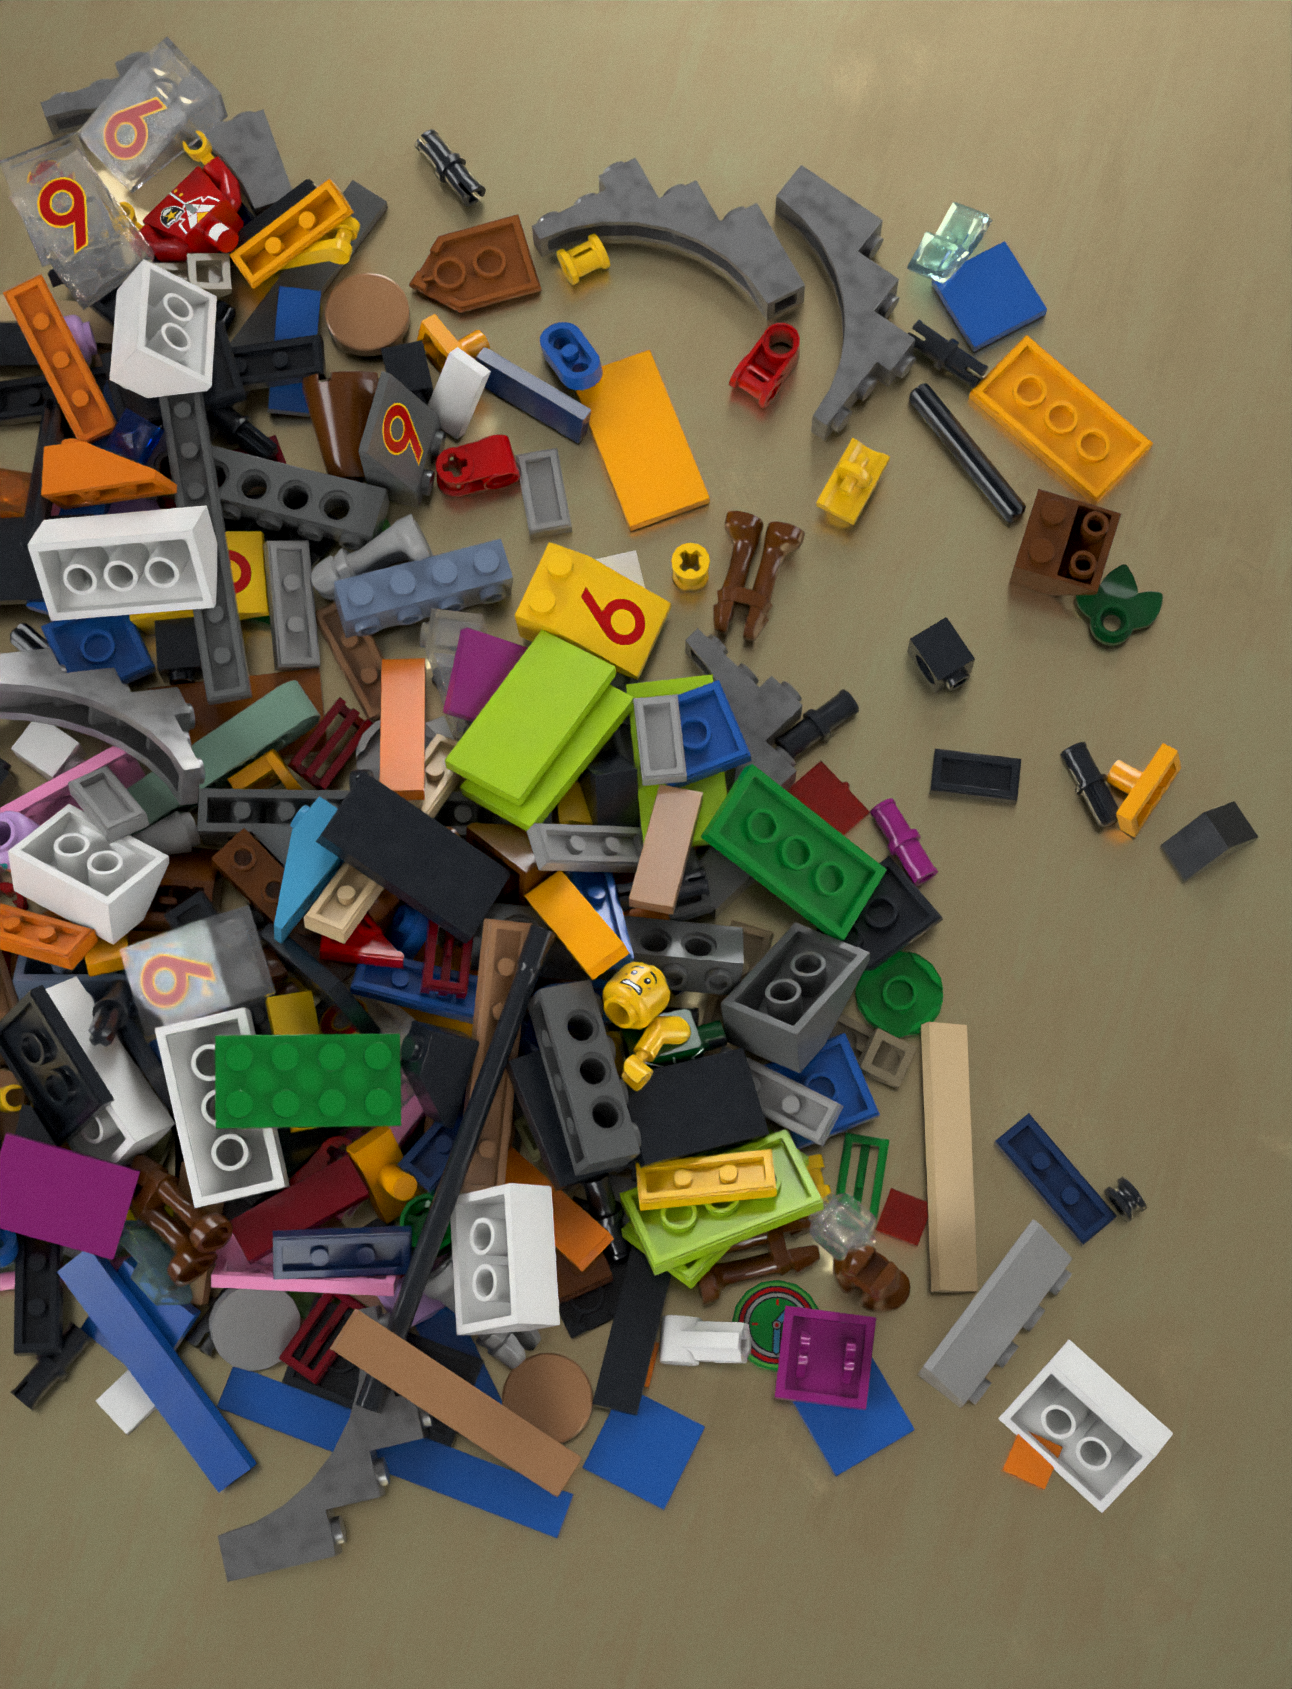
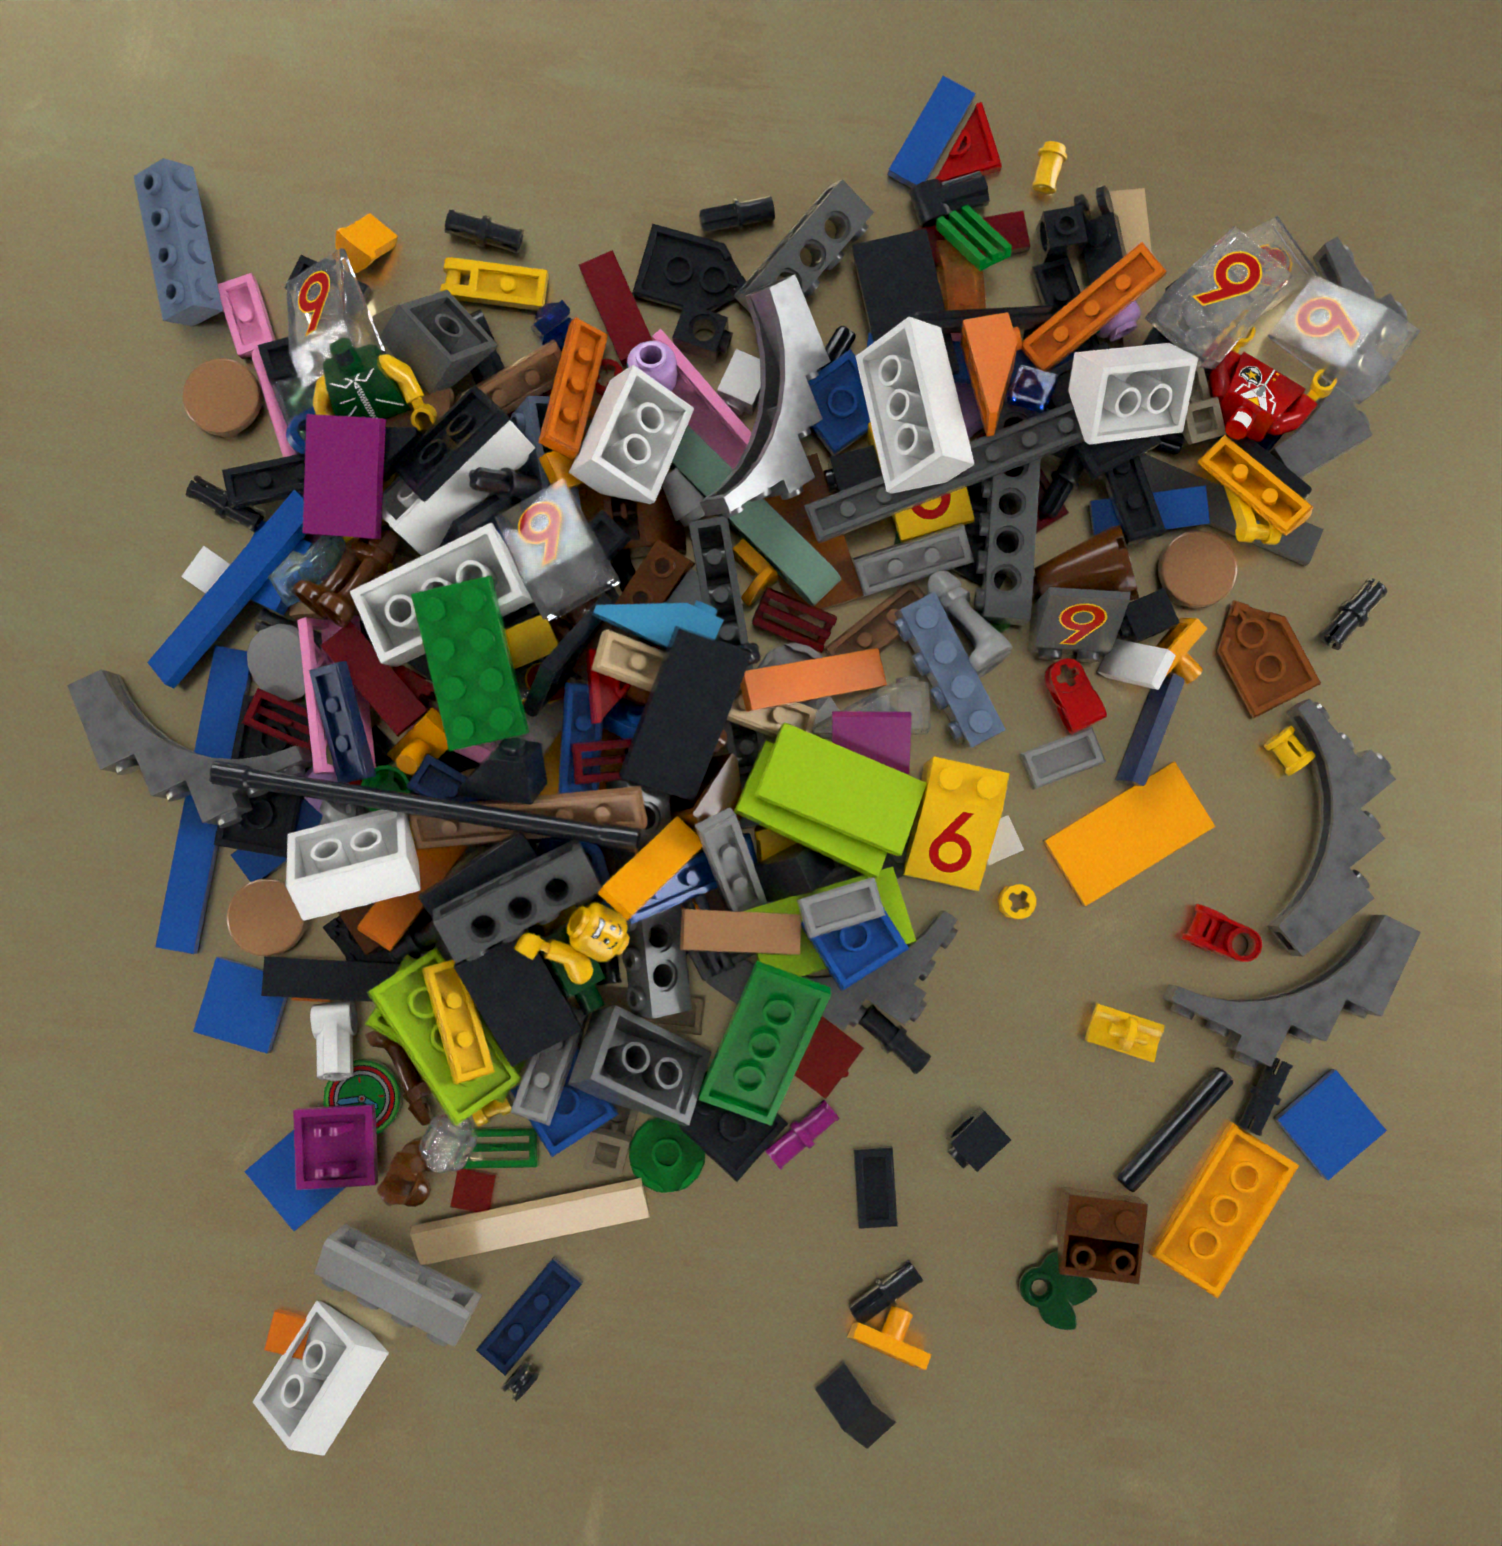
camera: 75 degrees right, 10 degrees up
(108, 804) = (697, 441): light grey tile -> none
(455, 1402) = (233, 842): medium nougat tile -> none
(571, 356) = (1191, 760): blue plate -> none
(746, 533) = (1052, 974): reddish brown piece -> none
(948, 249) = (1373, 1083): clear light blue slope -> none

